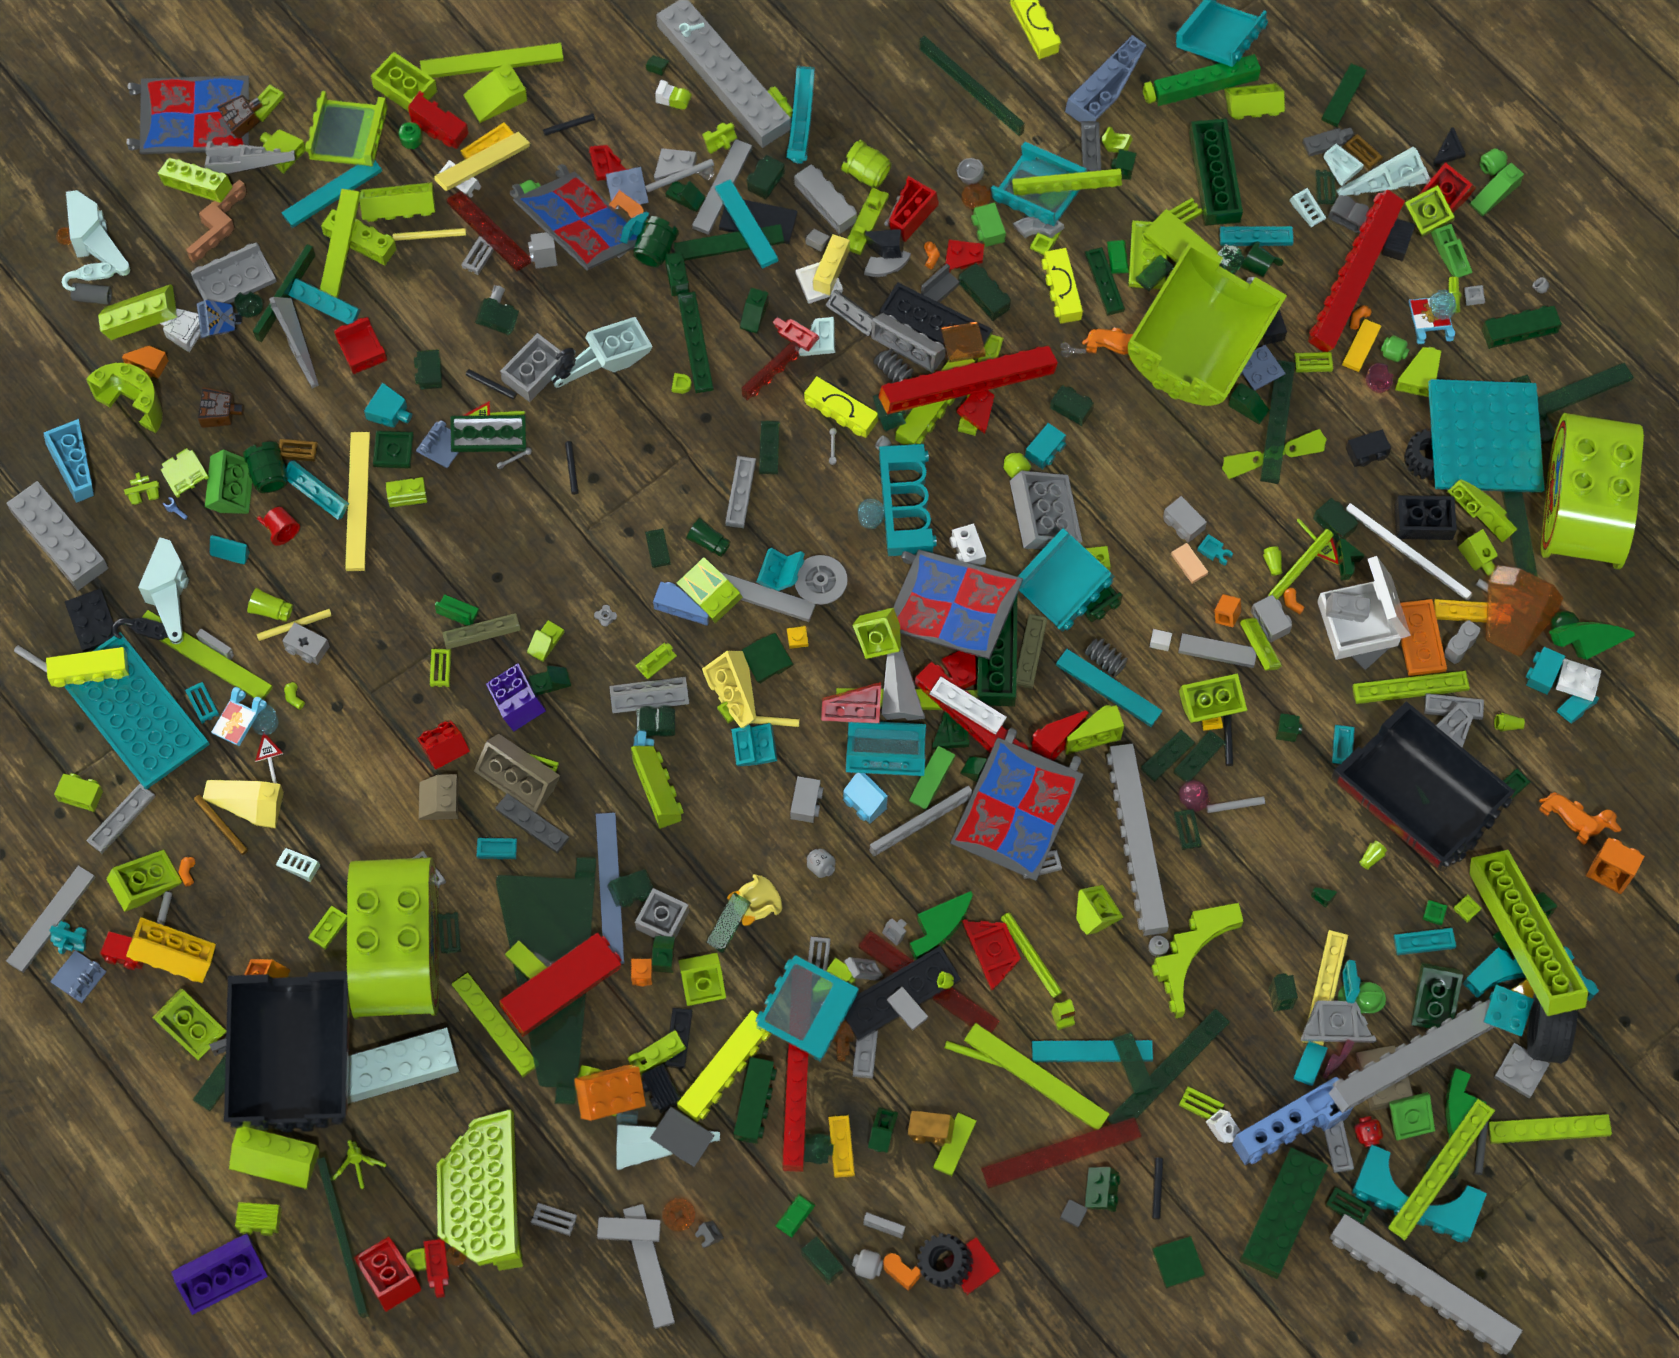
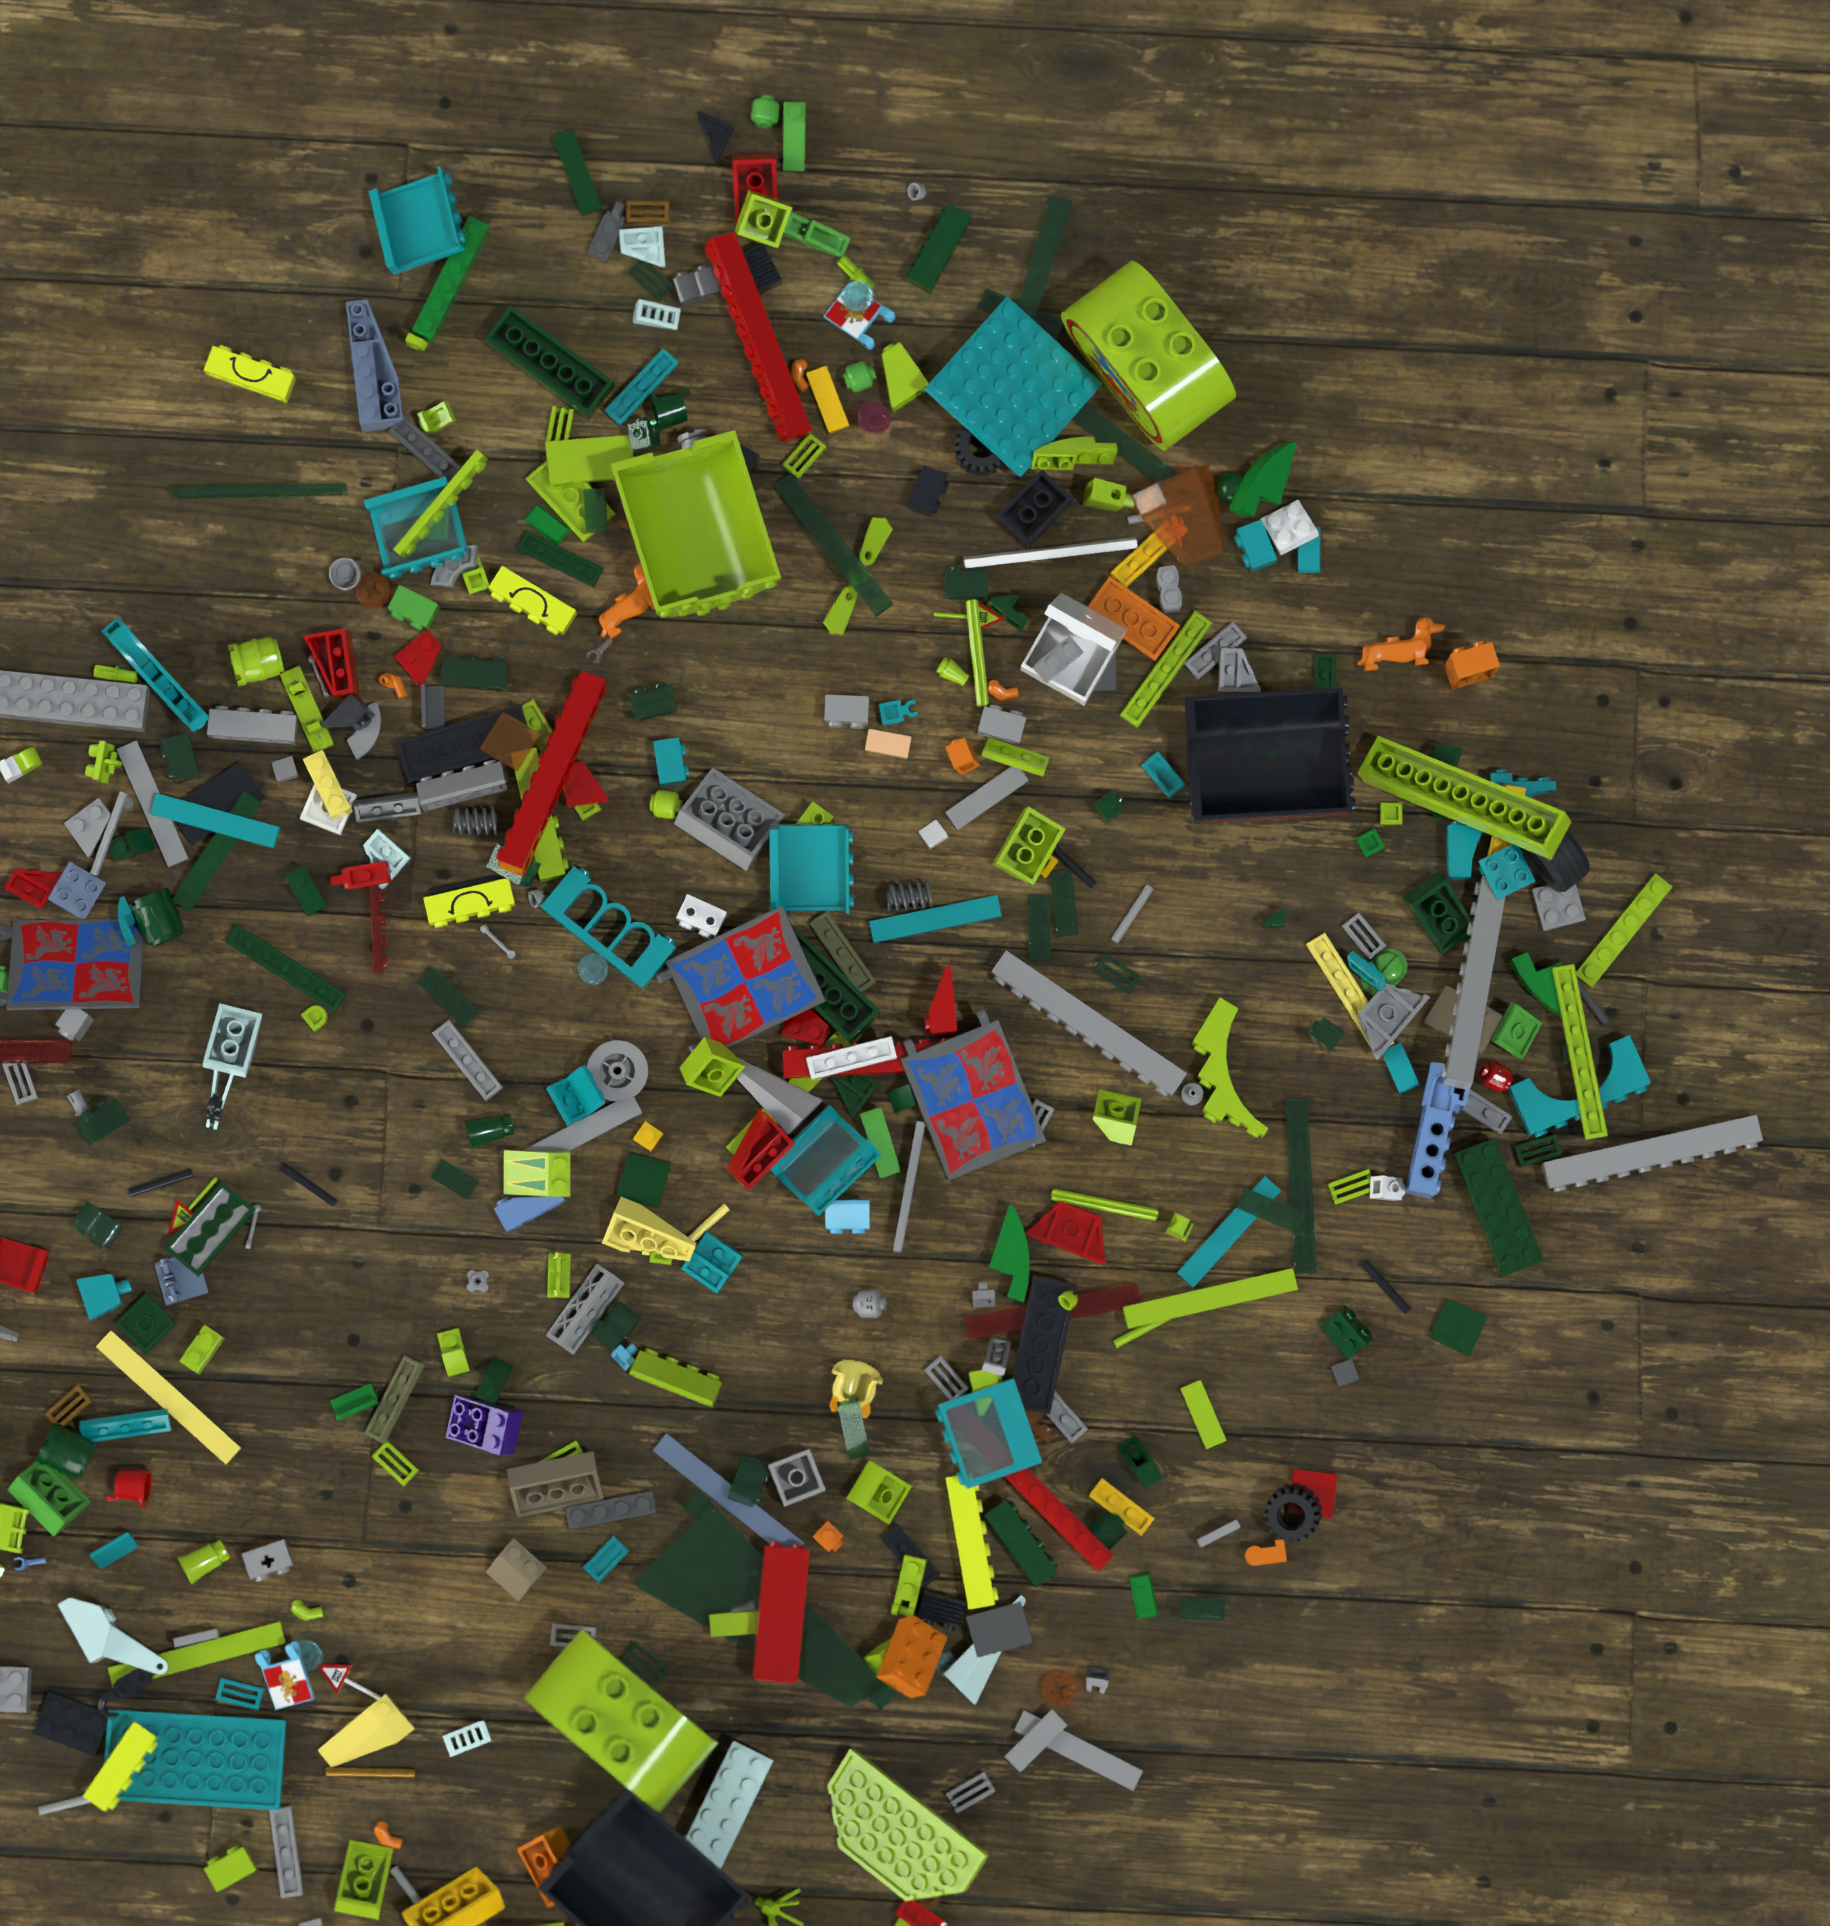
camera: 50 degrees left, 15 degrees up
(286, 627) = (238, 1553): light yellow bar -> none
(328, 927) = (549, 1761): lime plate -> none
(443, 744) = (471, 1523): red slope -> none
(494, 1024) = (760, 1696): lime plate -> none
(531, 367) = (183, 1134): light grey brick -> none
(626, 204) = (95, 907): orange leg -> none
(663, 954) = (831, 1505): dark green slope -> none
(677, 273) = (206, 925): dark green brick -> none
(805, 799) = (802, 1264): light grey brick -> none
(867, 1264) = (1237, 1575): light grey head -> none
(907, 1008) = (1062, 1351): light grey tile -> none
(931, 1128) = (1174, 1422): pearl gold brick -> none
(1061, 1153) = (1289, 1337): clear red plate -> none
(1099, 729) = (968, 962): lime slope -> none
(1108, 600) = (859, 847): dark green bracket -> none
(1125, 162) = (465, 434): dark green brick -> none
(1194, 795) = (1093, 940): clear pink hair -> none
(1248, 403) = (793, 551): dark green slope -> none
(1255, 100) = (509, 257): lime slope -> none
(1262, 368) = (774, 508): sand blue hinge -> none
(1336, 1061) = (1418, 1048): clear pink slope -> none
(1370, 978) = (1382, 945): none -> light grey tile
(1373, 854) = (1278, 845): lime cone -> none
(1397, 172) = (696, 201): light aqua wedge -> none
(1424, 941) = (1385, 875): teal tile -> none
(1474, 295) = (872, 257): light grey tile -> none
(1507, 722) = (1270, 622): lime cone -> none

